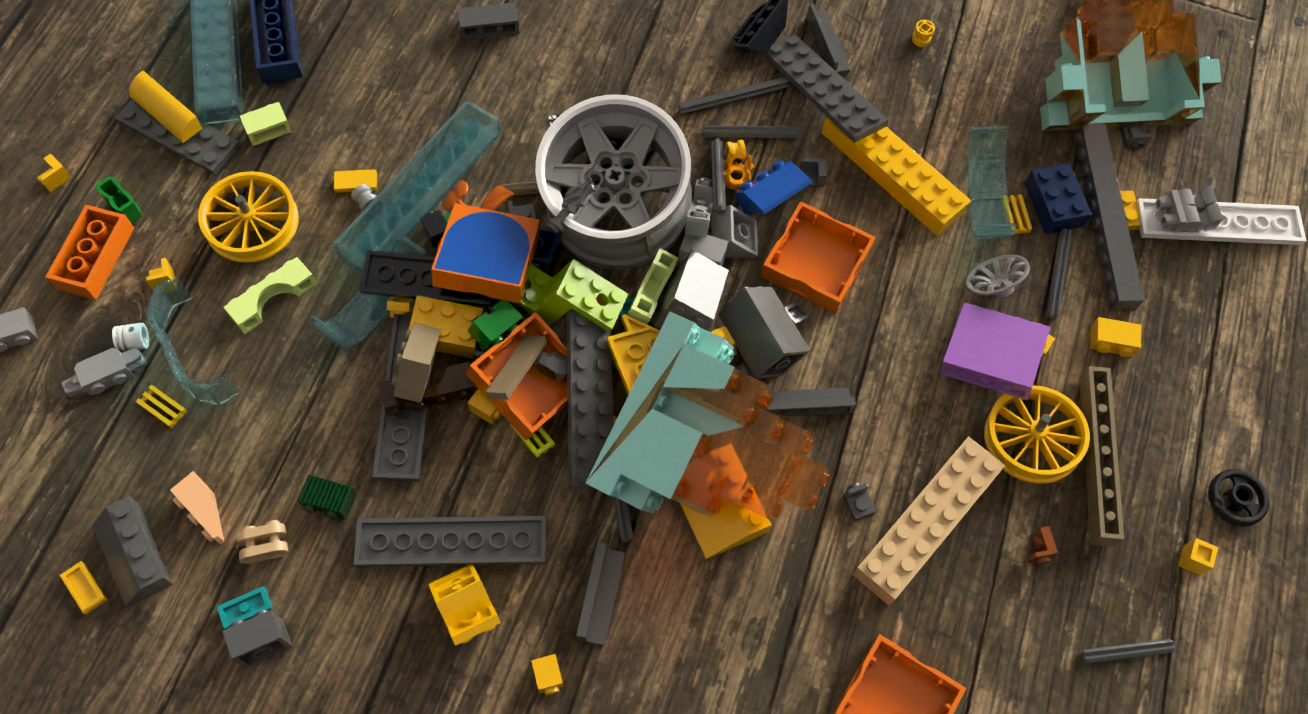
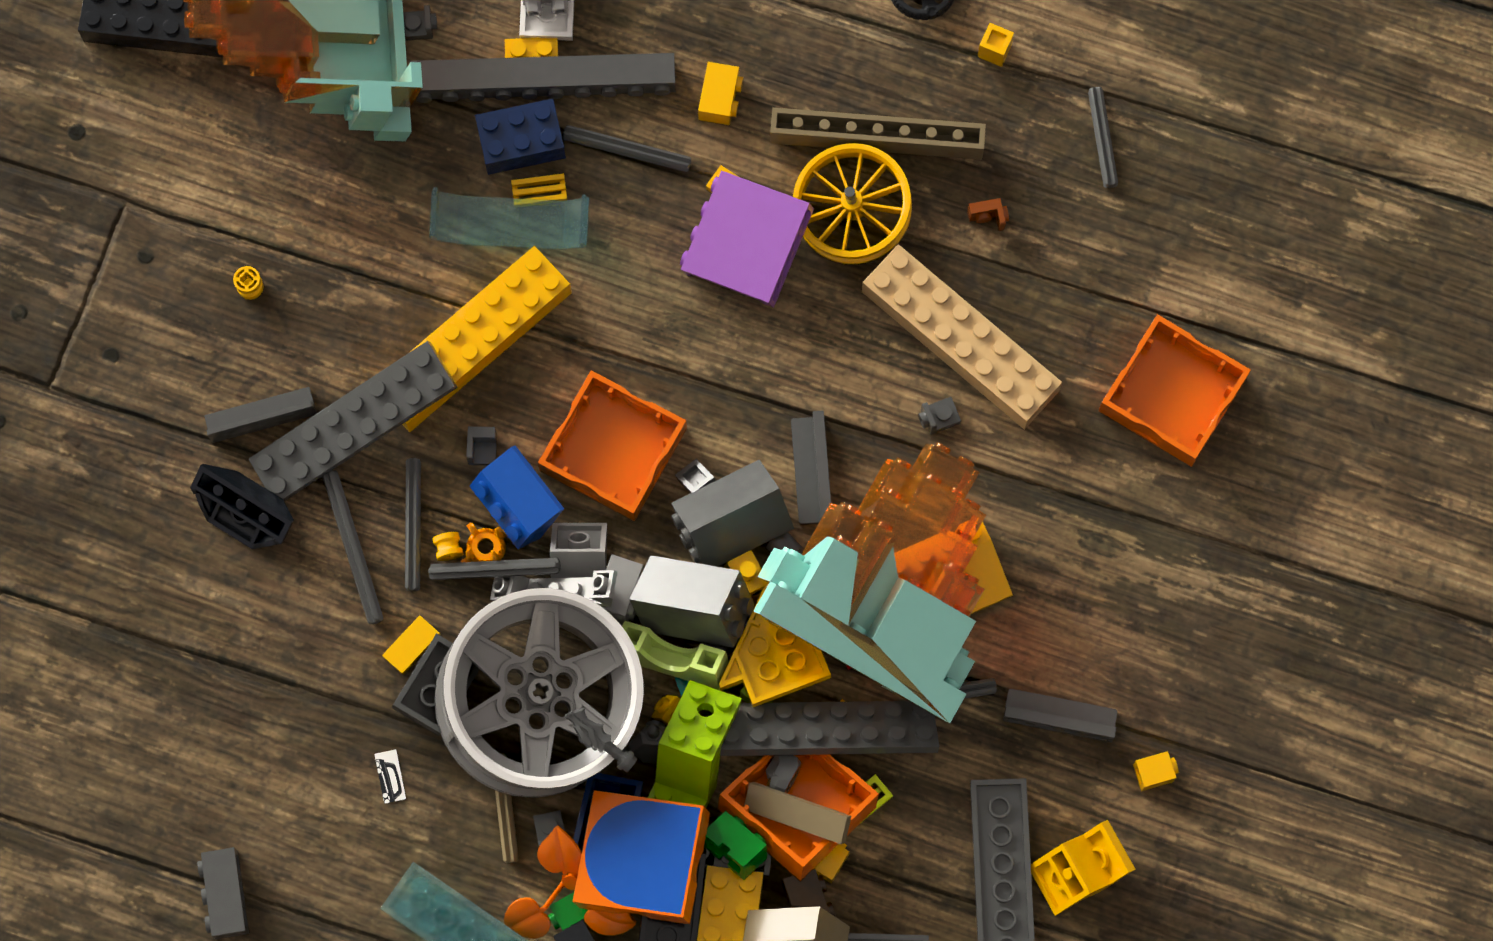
camera: 85 degrees left, 10 degrees up
(1001, 283) = (646, 221): light grey wheel -> none

